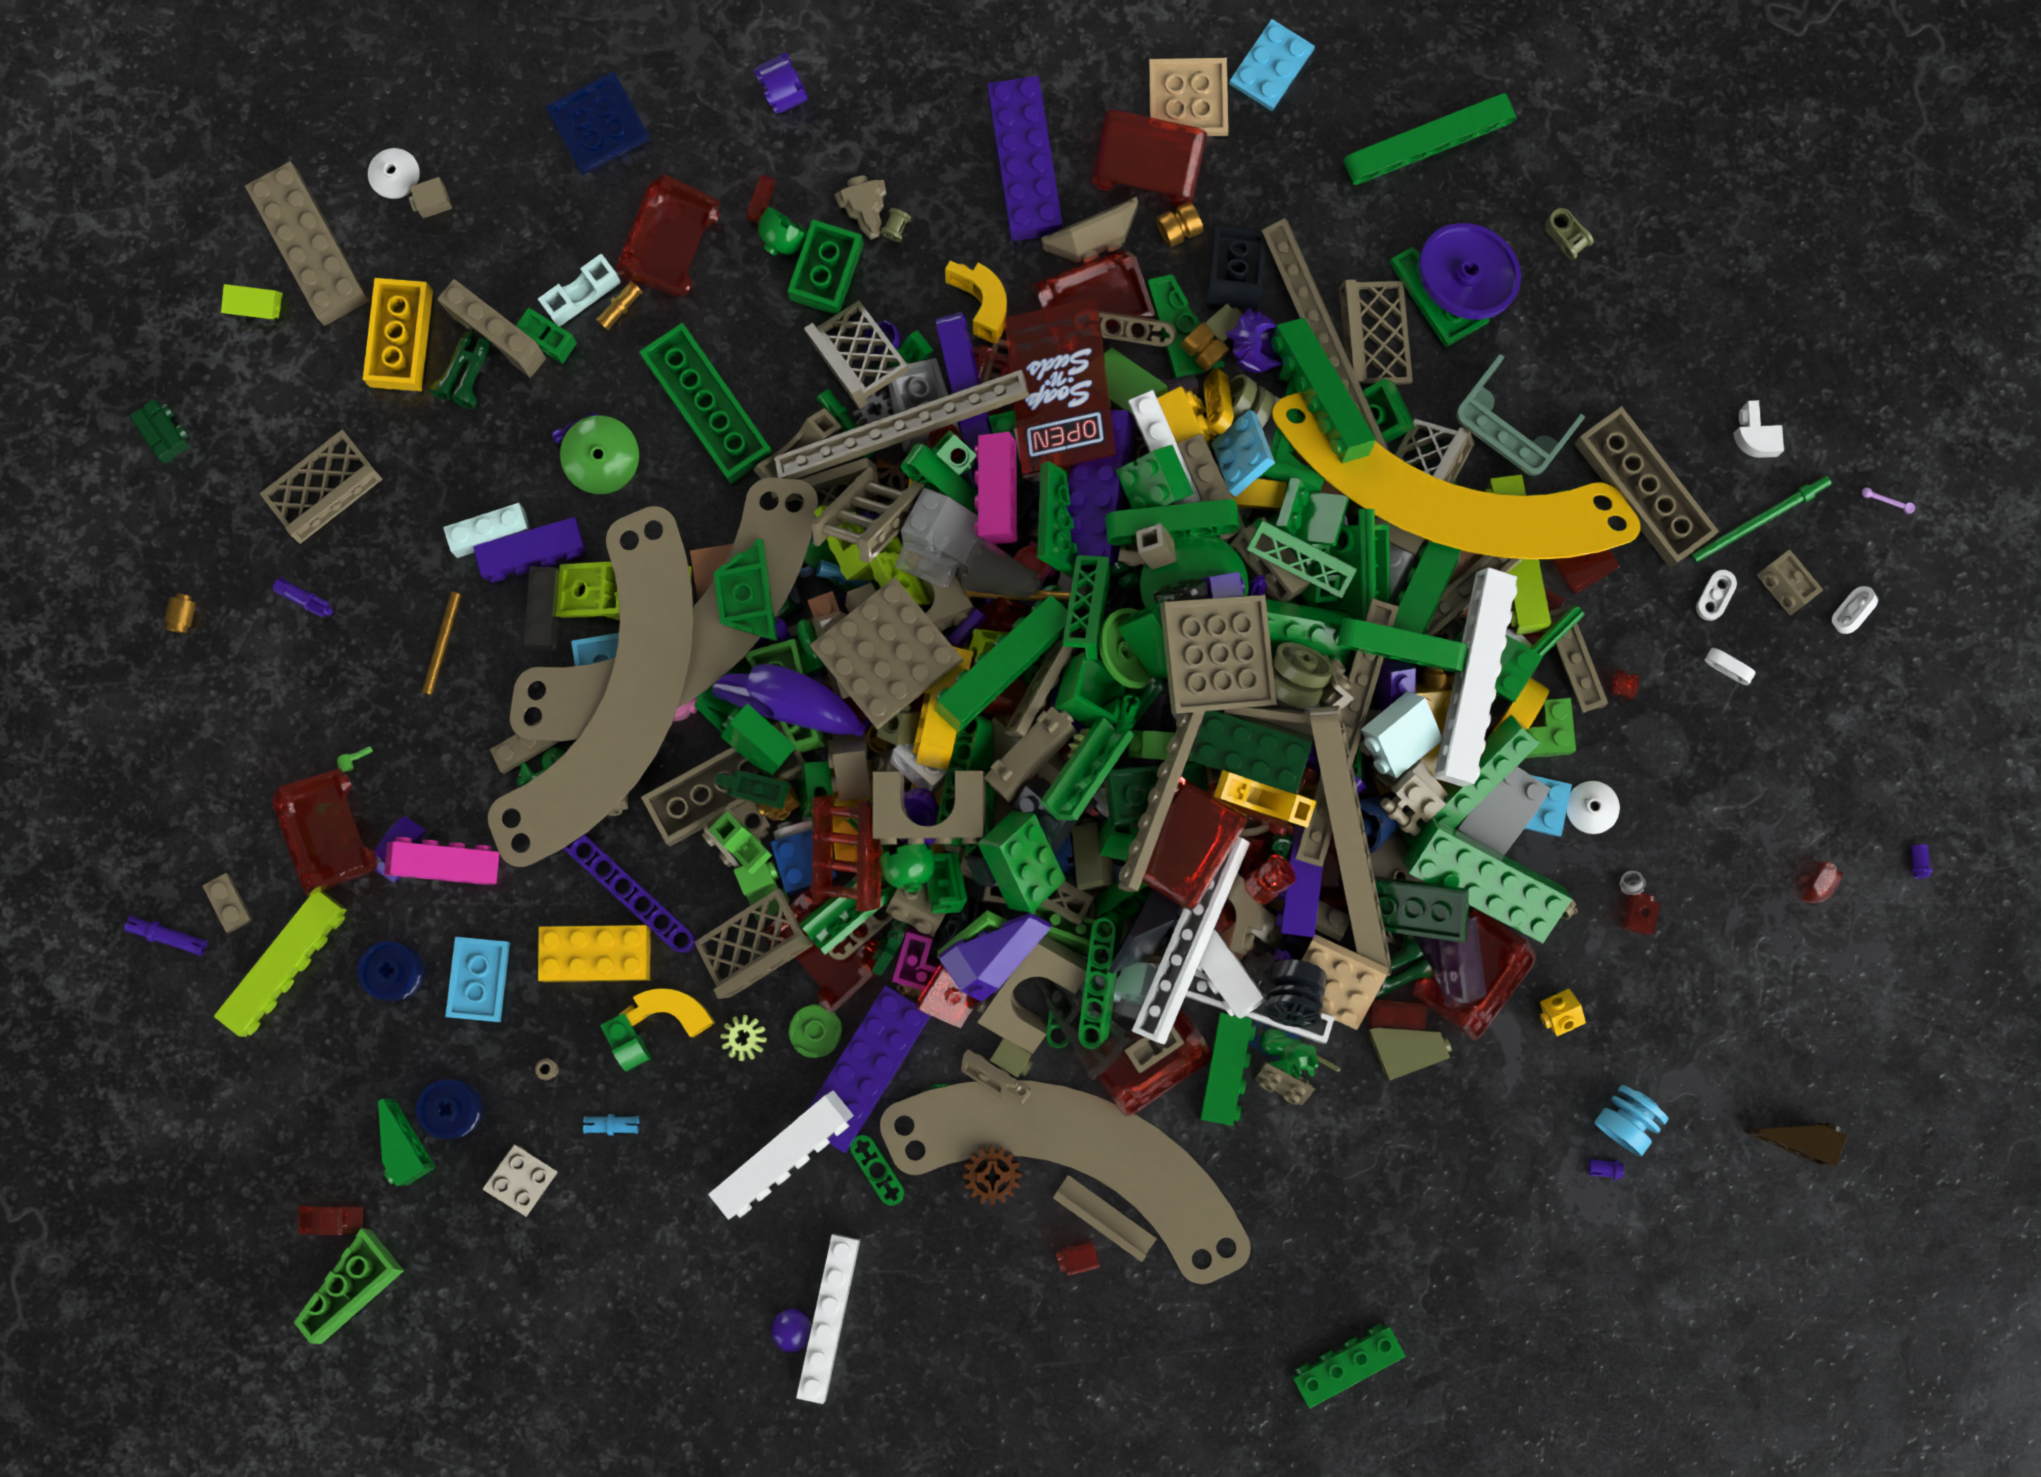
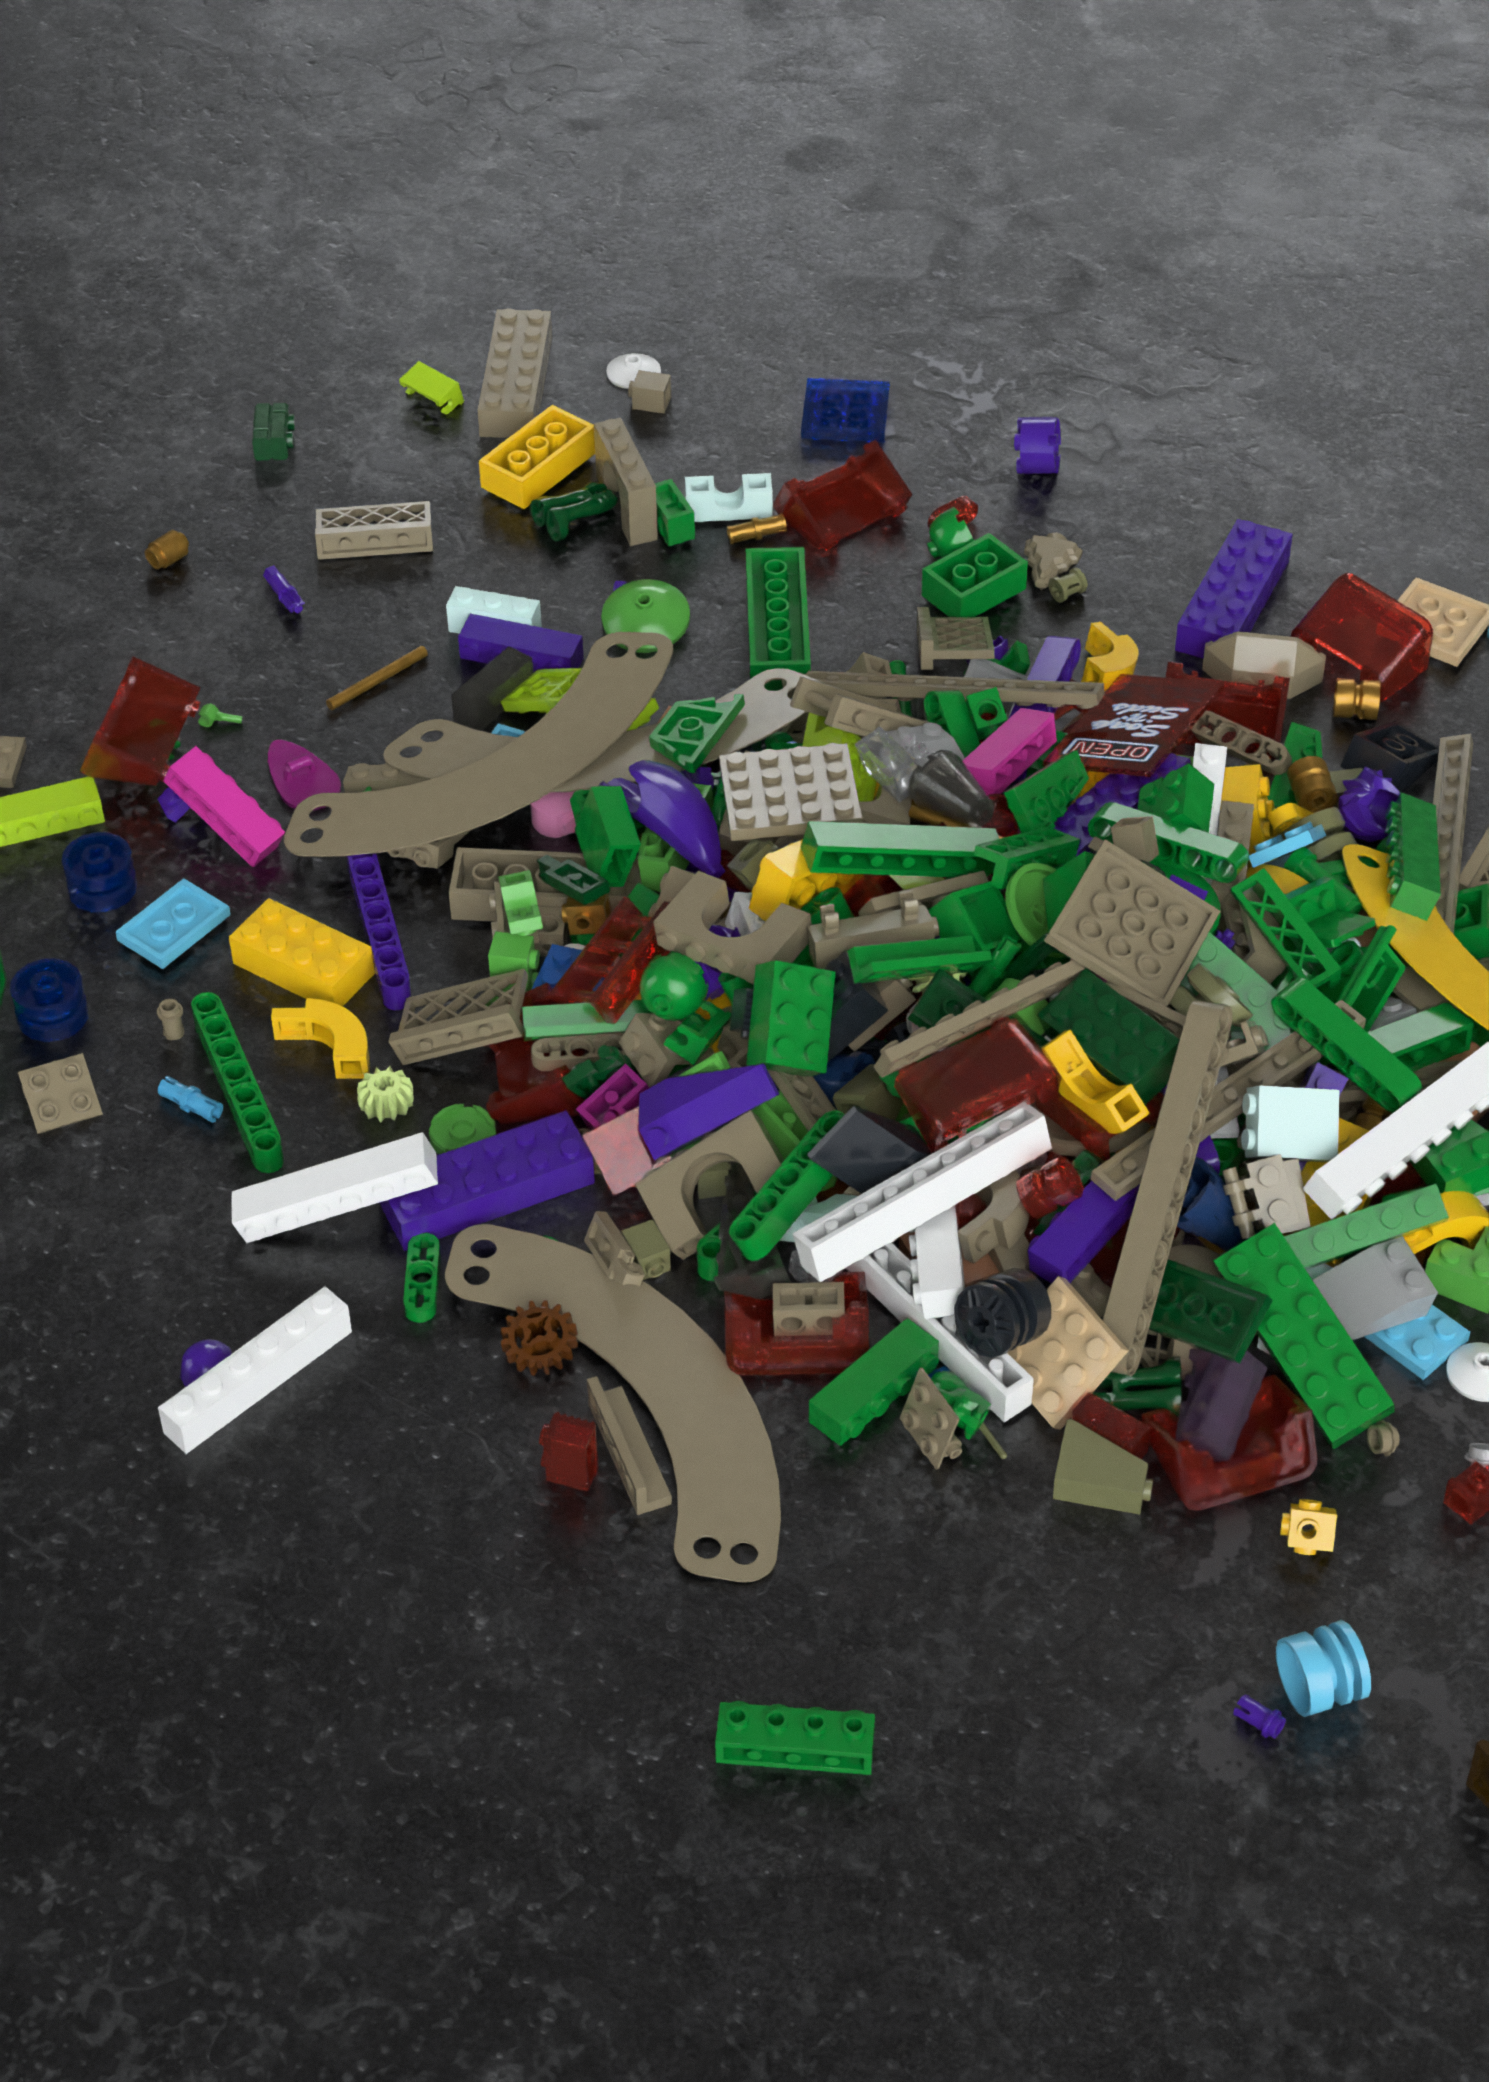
camera: 30 degrees right, 35 degrees down
(458, 776) = (299, 773): none -> magenta shield
(620, 1088) = (237, 1083): none -> green beam
(626, 1044) = (264, 1033): green brick -> none

